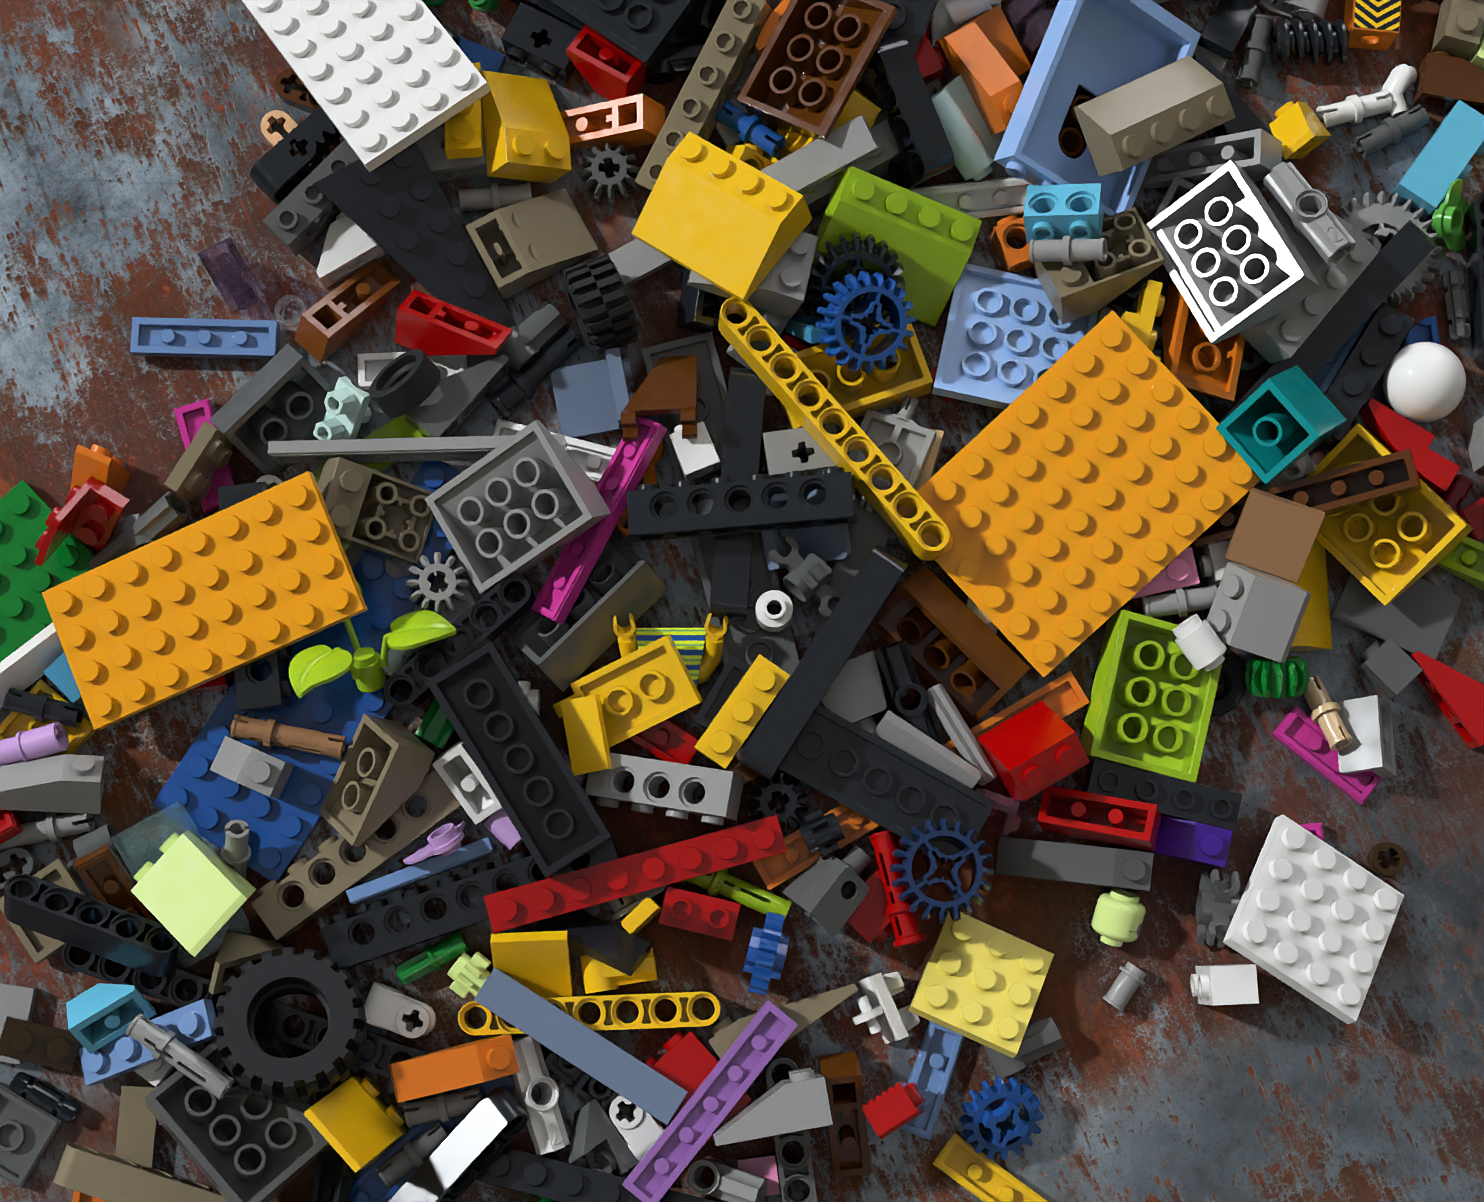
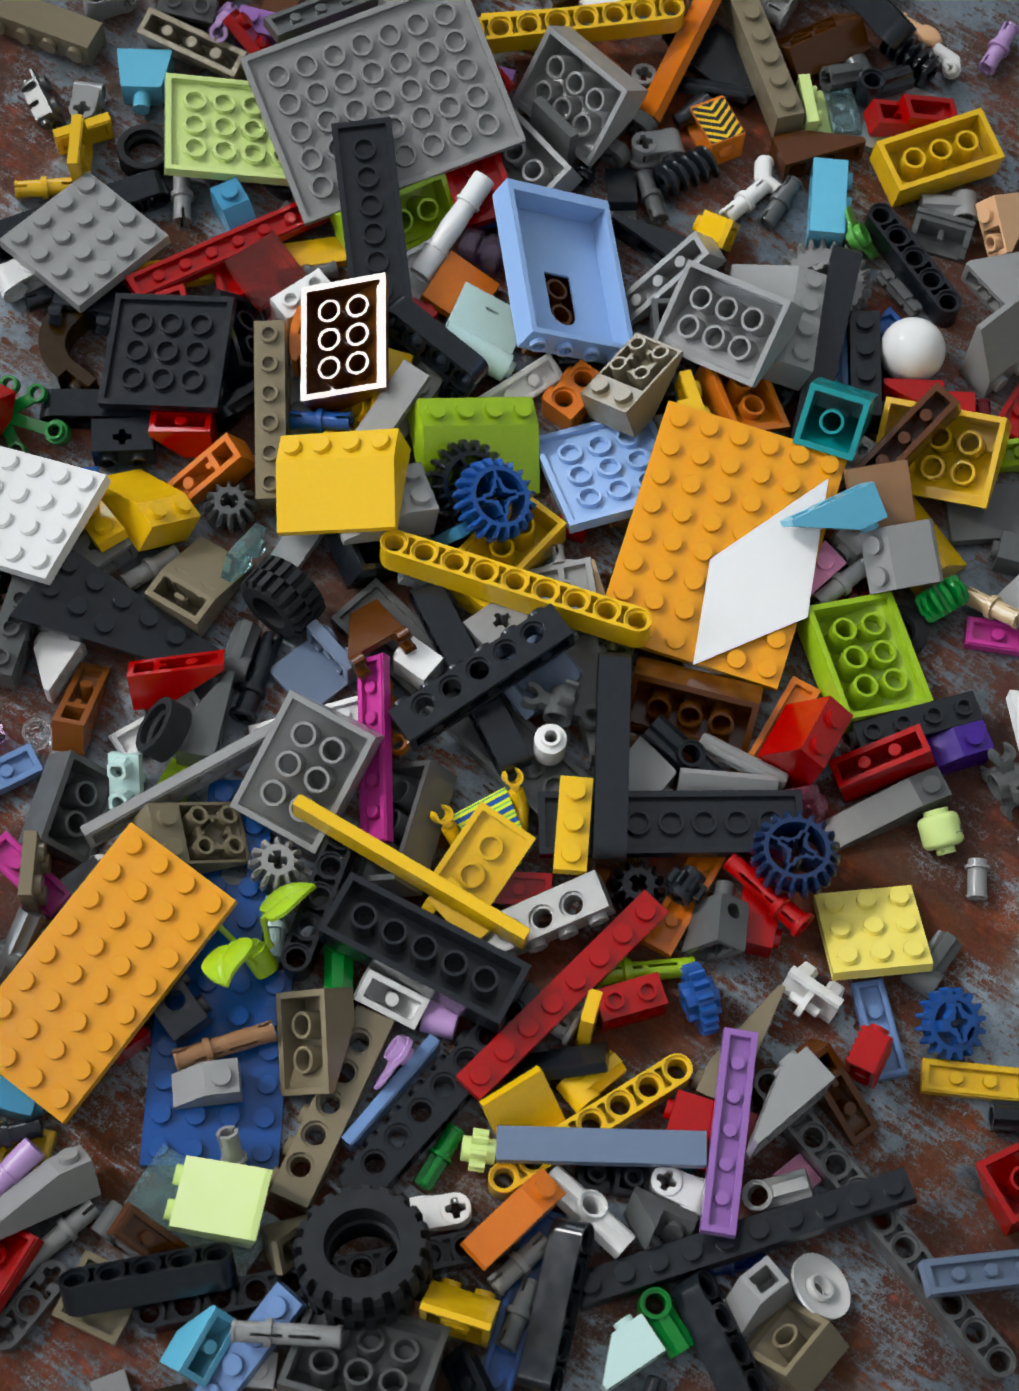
camera: 35 degrees left, 15 degrees down
(553, 670) = (411, 871): none -> yellow tile
(584, 237) = (243, 552): none -> clear light blue plate
(986, 76) = (474, 300): orange slope -> none
(1063, 210) = (590, 357): medium azure brick -> none
(1068, 250) = (610, 377): light grey pin -> none
(1096, 555) = (759, 582): none -> white sticker
(1152, 114) = (610, 264): dark tan slope -> none
(1199, 643) = (875, 599): white brick -> none
(1225, 537) = (849, 510): none -> medium azure slope
(1321, 228) = (763, 269): light grey piece -> none

